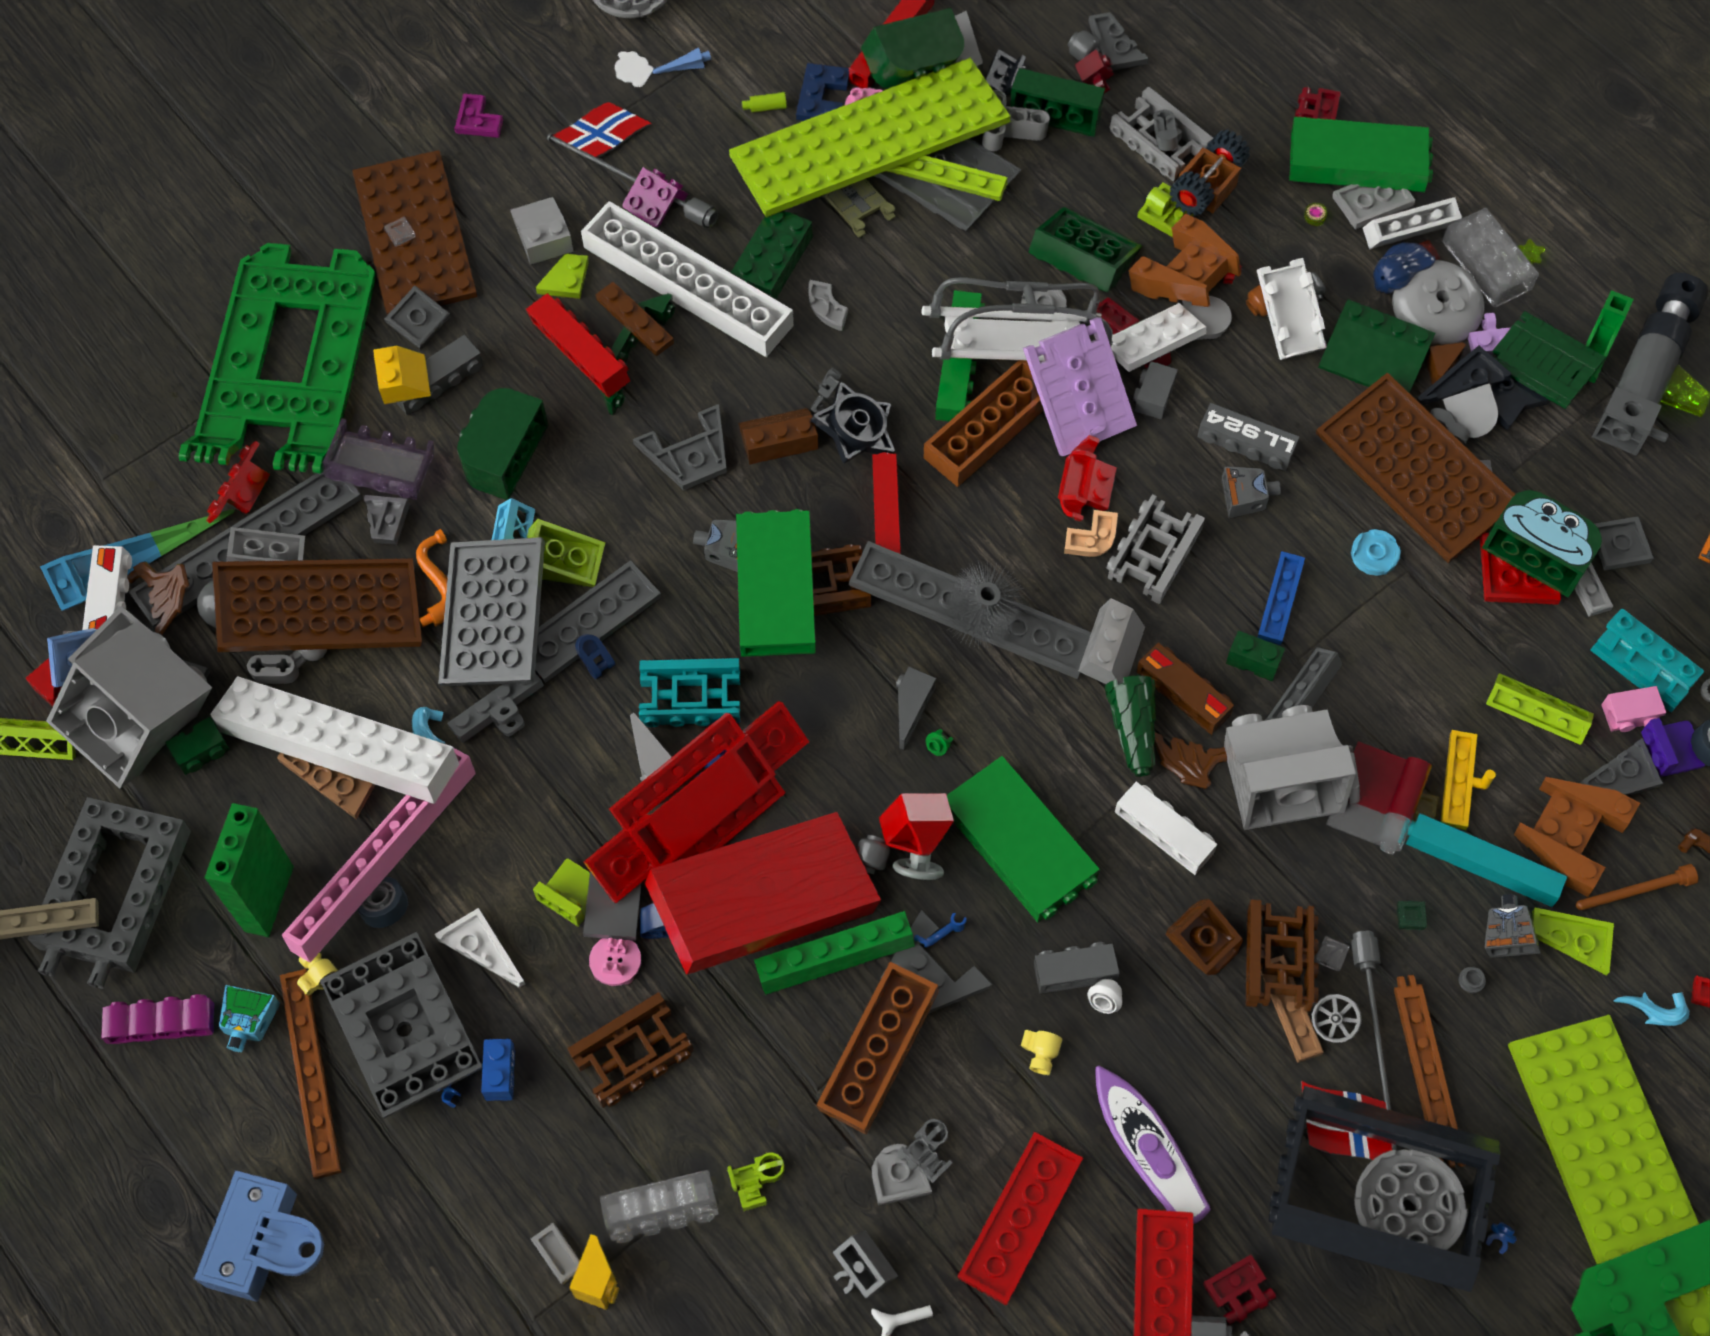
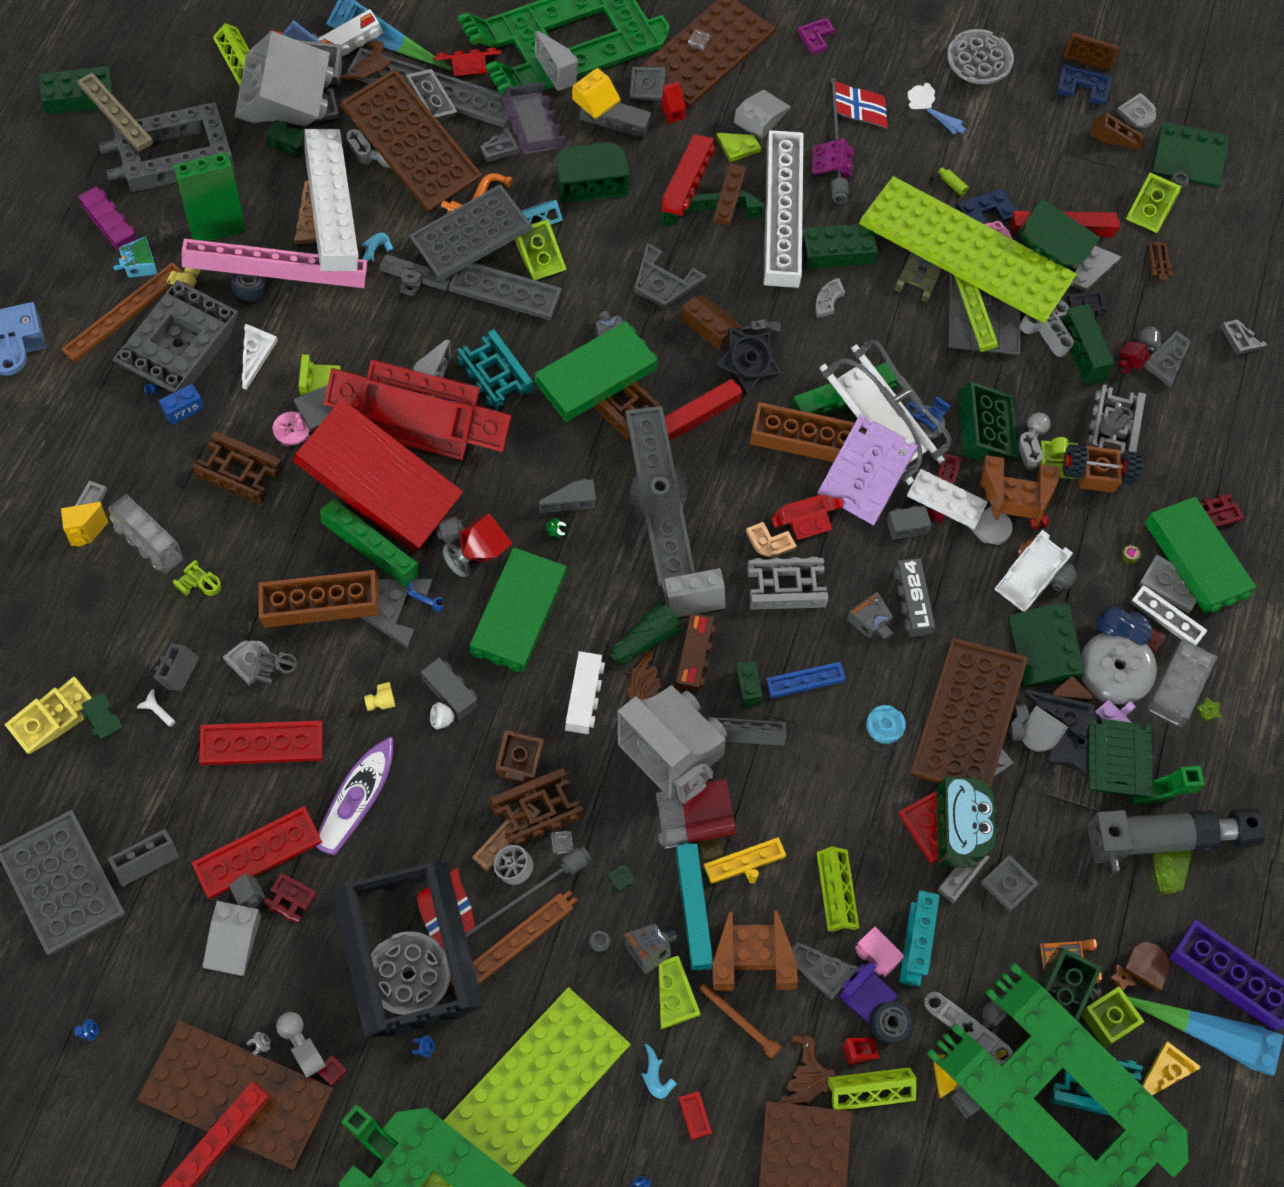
camera: 50 degrees right, 0 degrees up
(323, 389) = (556, 61): none -> light grey slope
(467, 306) = (673, 103): none -> red slope
(590, 647) = (484, 298): dark blue plate -> none
(1049, 298) = (938, 411): none -> blue piece
(1136, 226) = (1028, 445): none -> light grey beam

